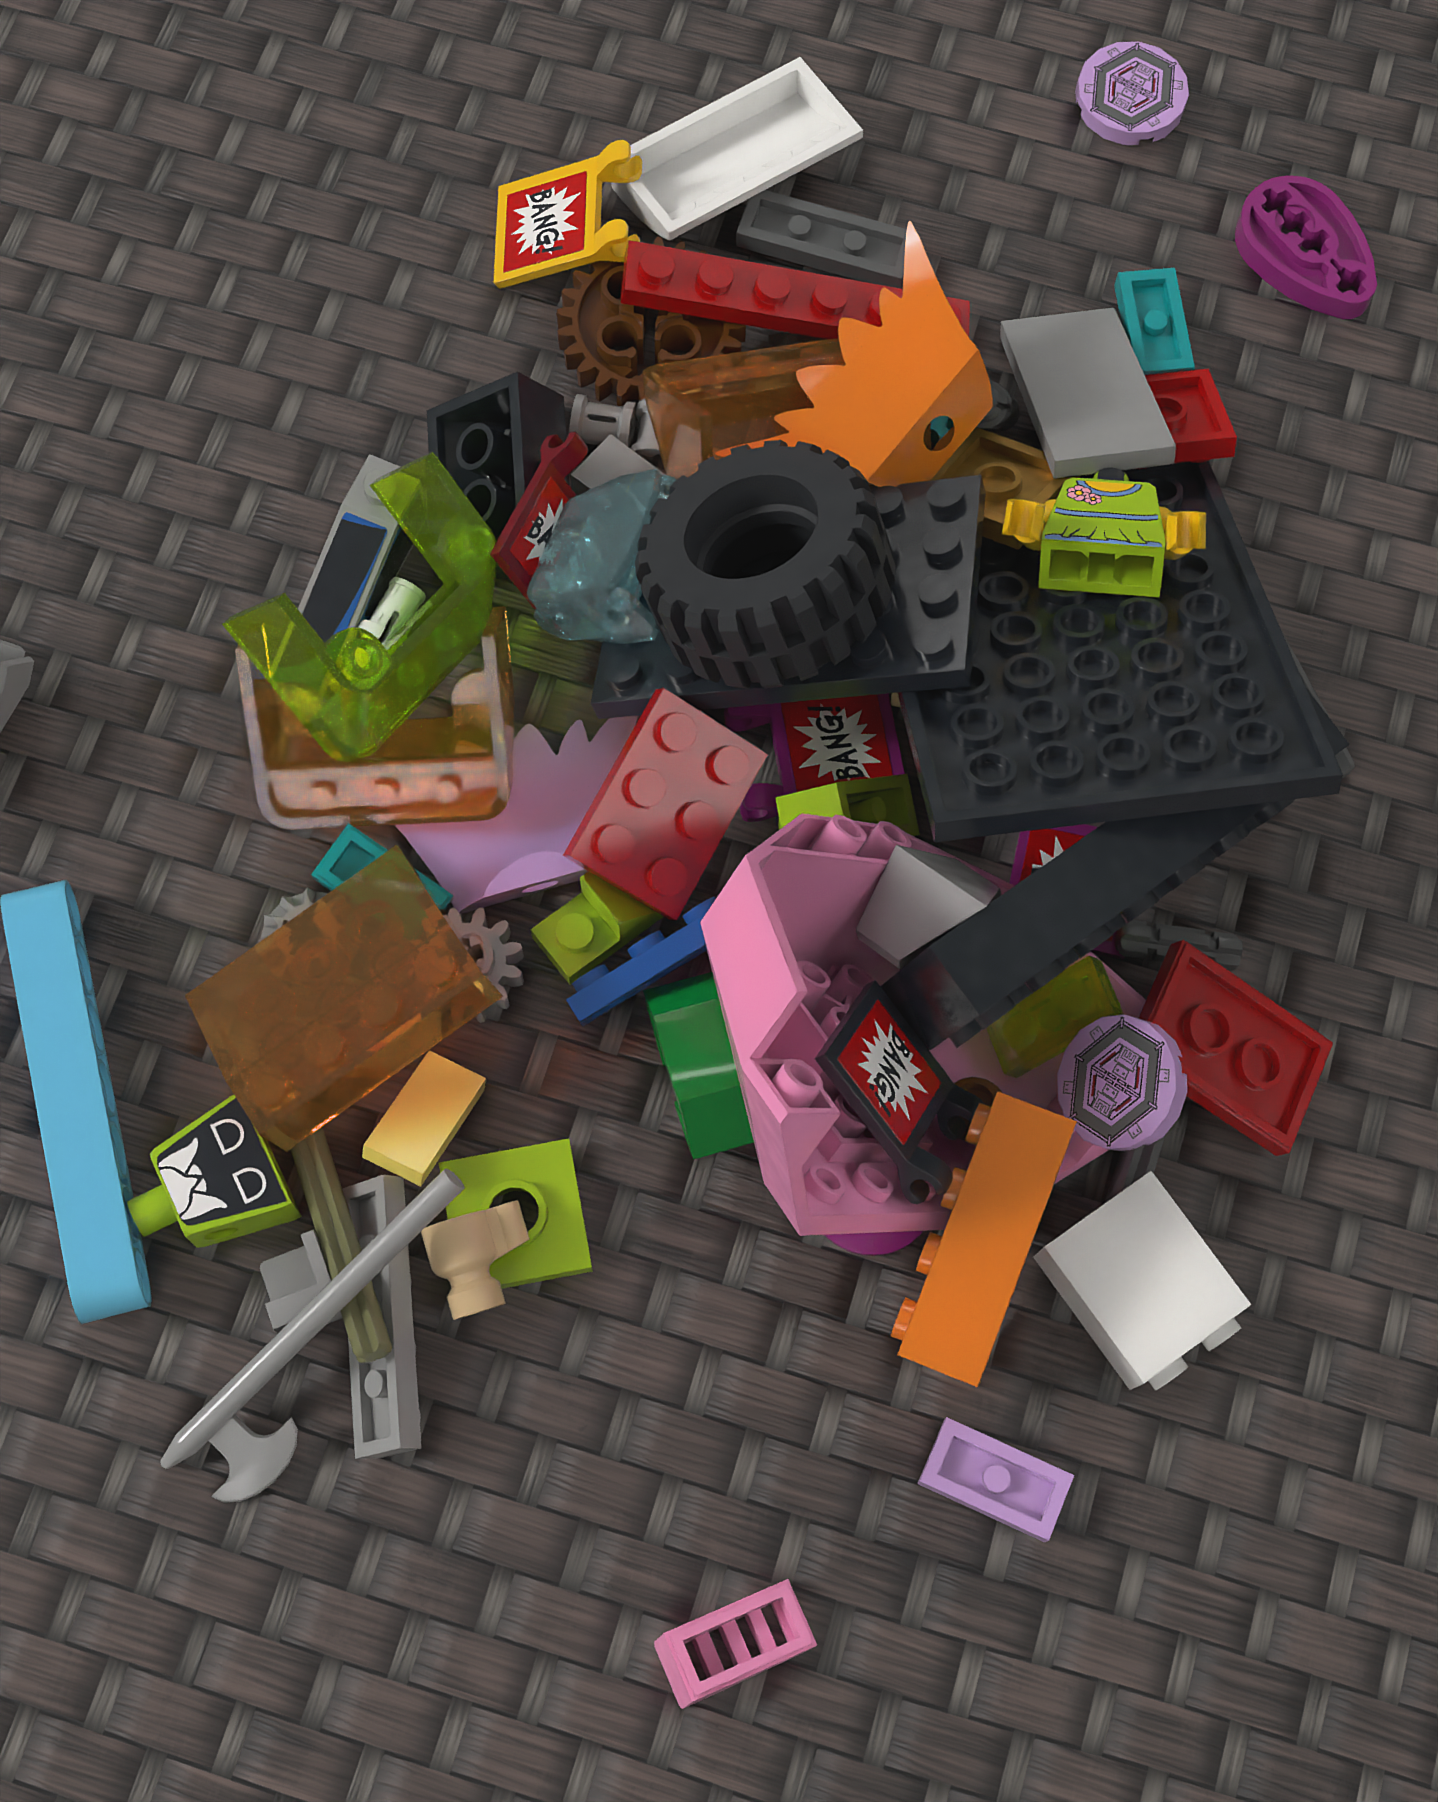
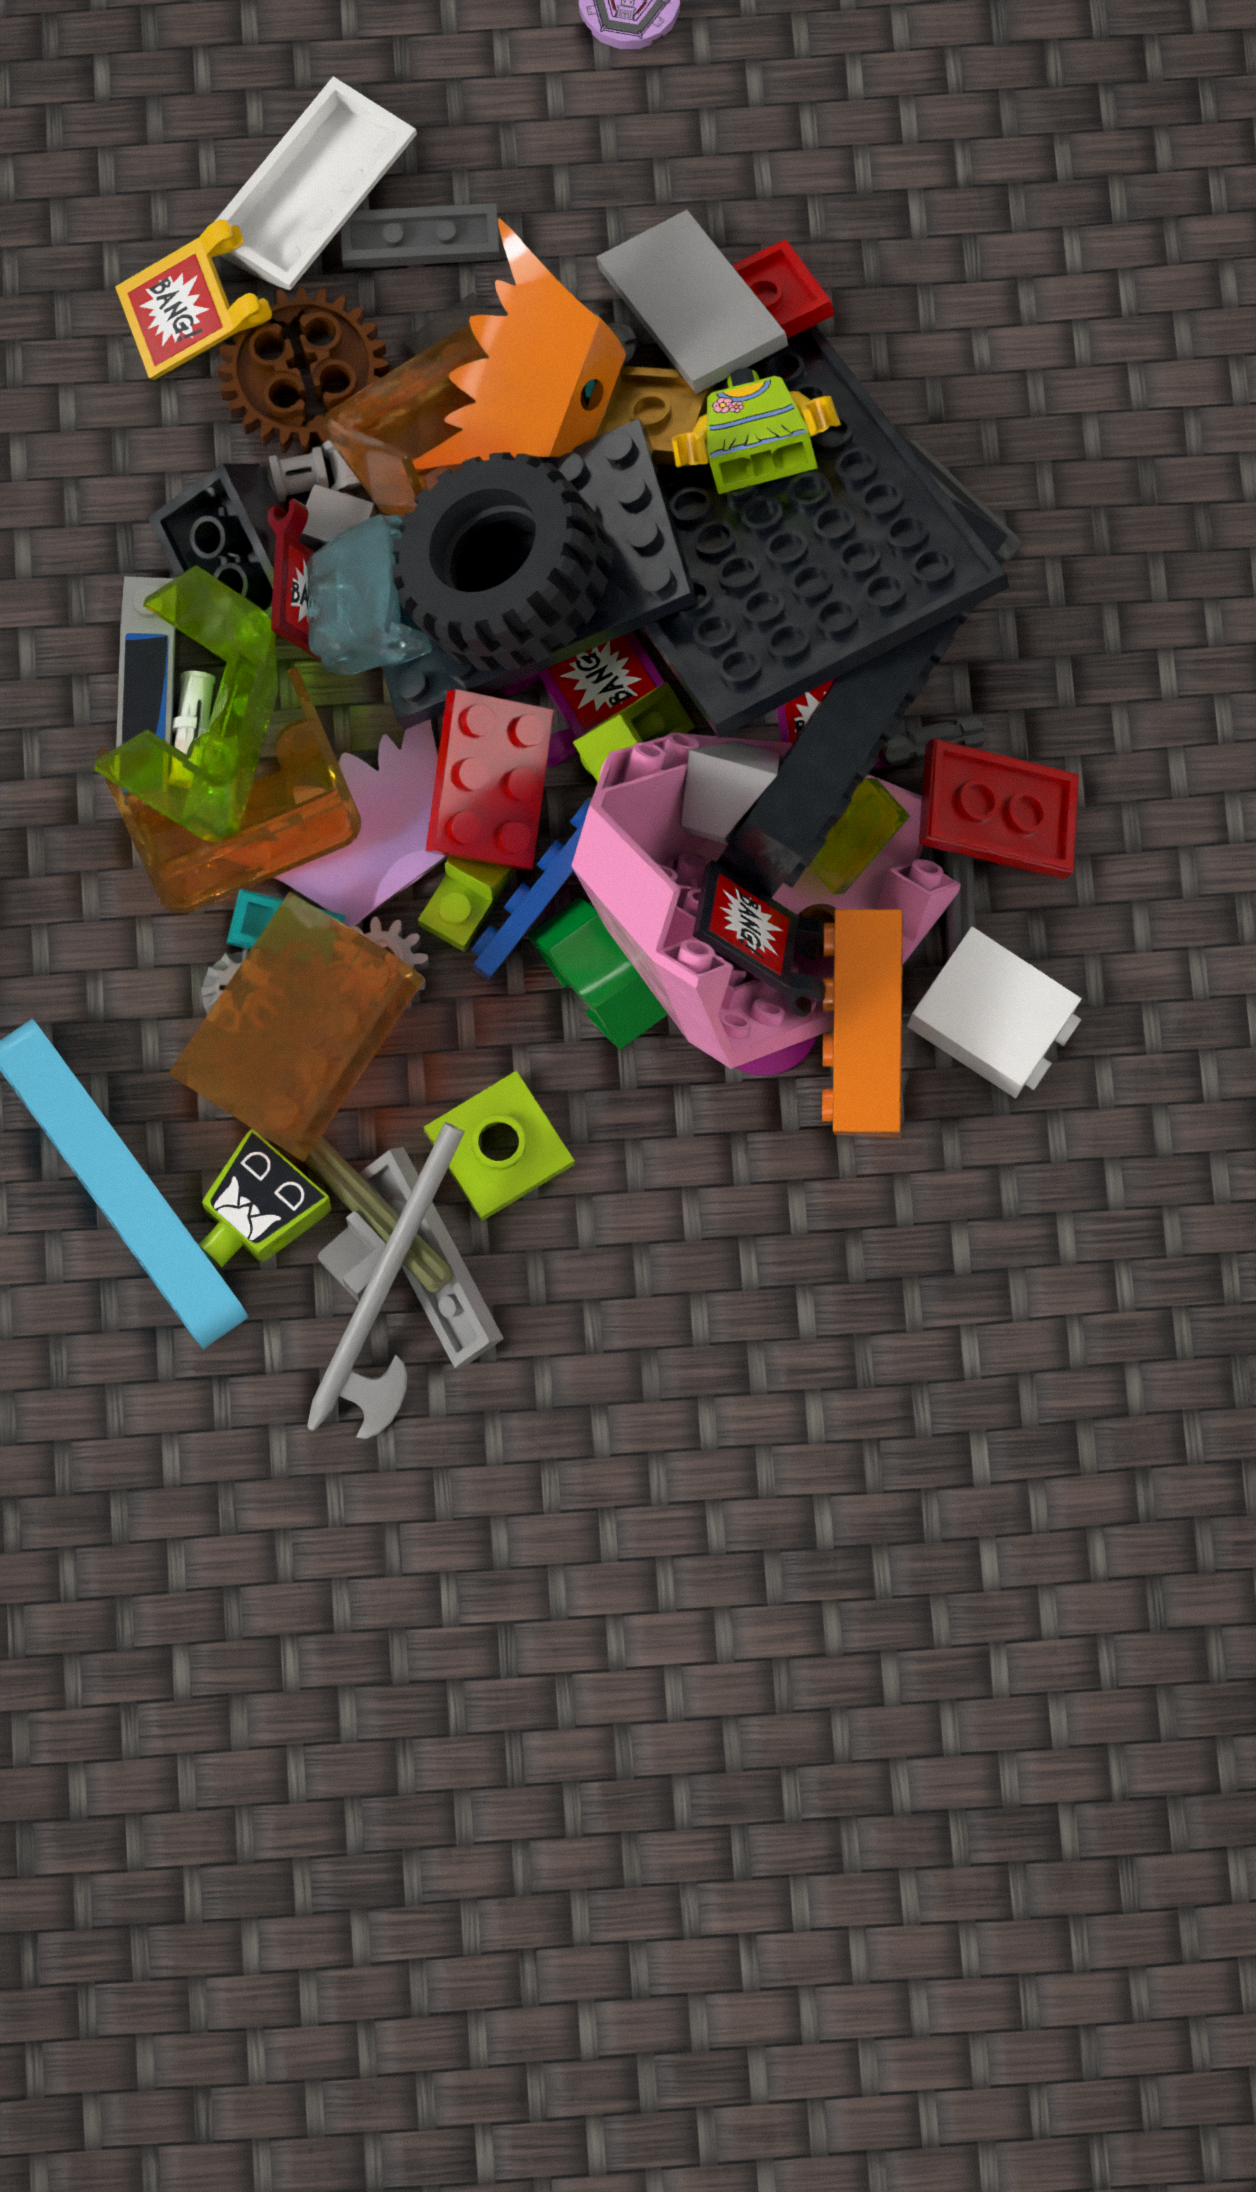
camera: 20 degrees left, 5 degrees up
(424, 1118) = (399, 1096): light yellow tile -> none
(465, 1249) = (476, 1181): tan piece -> none
(679, 1667) = (765, 1414): bright pink slope -> none
(752, 292) = (394, 310): red plate -> none
(996, 1479) = (938, 1200): lavender plate -> none
(1122, 1082) = (925, 867): lavender tile -> none
(1154, 319) = (725, 211): teal plate -> none
(1325, 223) = (838, 64): magenta piece -> none

